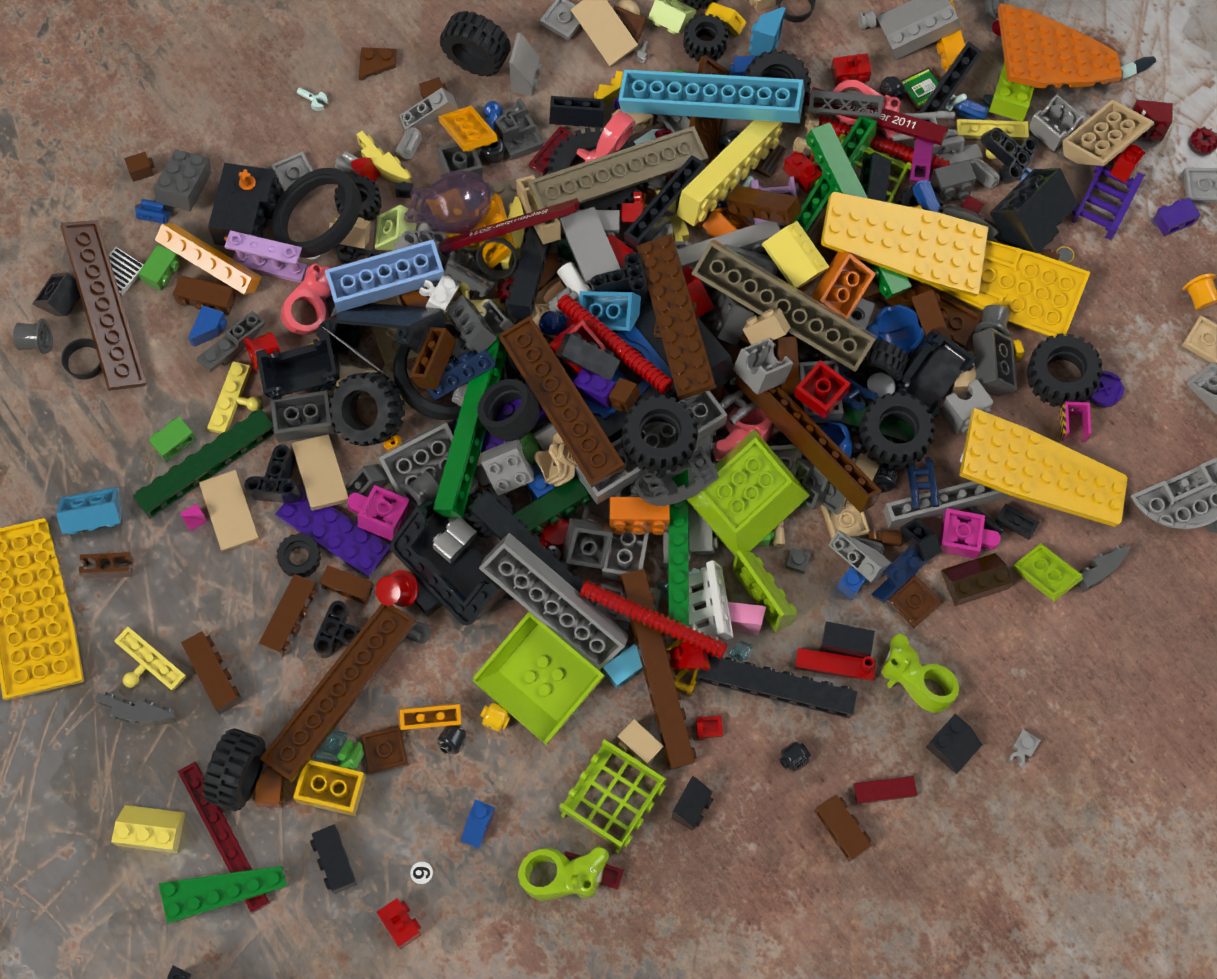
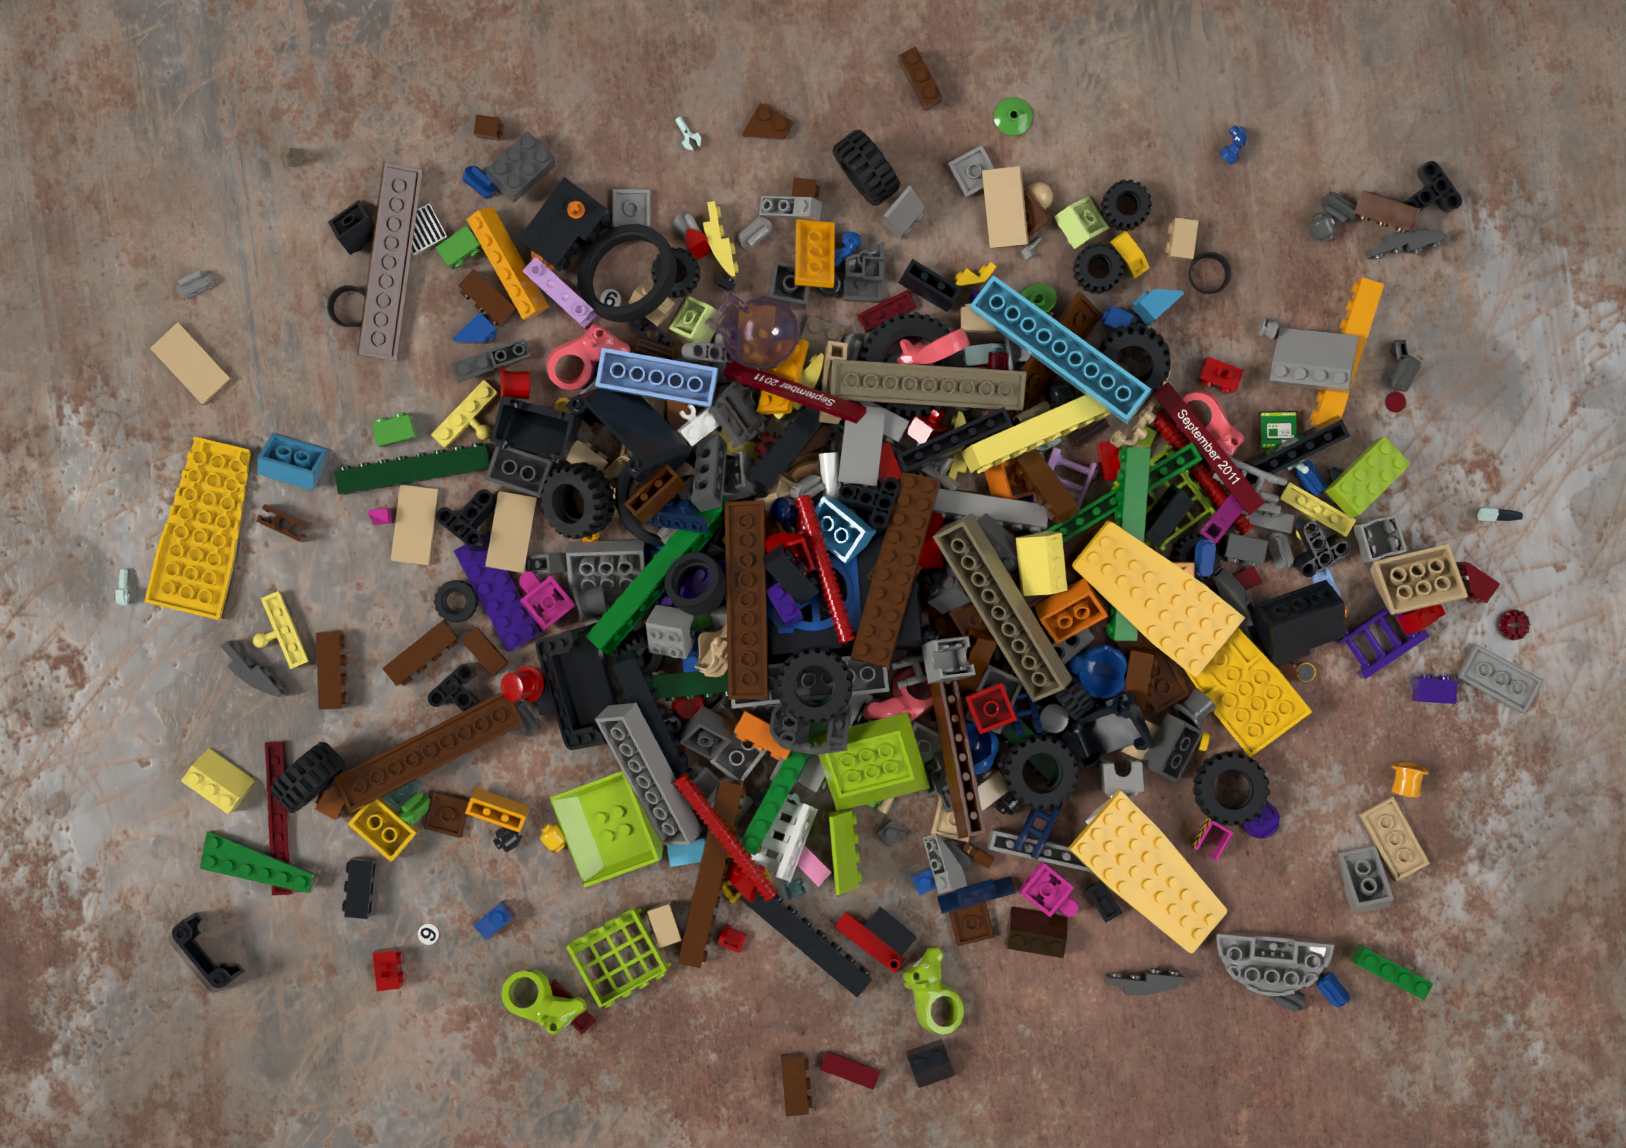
camera: 30 degrees right, 20 degrees up
(33, 336) = (313, 262): dark grey piece -> none
(360, 355) = (594, 447): white sticker -> none
(454, 539) = (593, 667): light grey brick -> none
(489, 271) = (760, 423): black tyre -> none
(624, 395) = (805, 626): reddish brown brick -> none
(692, 803) = (679, 999): black slope -> none
(769, 325) = (973, 623): tan brick -> none
(794, 756) = (789, 1003): black head -> none
(846, 99) = (1189, 419): dark grey fence -> none
(892, 87) = (1247, 417): black head -> none
(921, 538) = (1005, 877): black brick -> none
(989, 523) = (1078, 887): black piece -> none
(1025, 746) = (990, 1095): light grey plate -> none
(1047, 572) = (1100, 962): lime tile -> none
(1051, 53) = (1422, 464): orange wing -> none

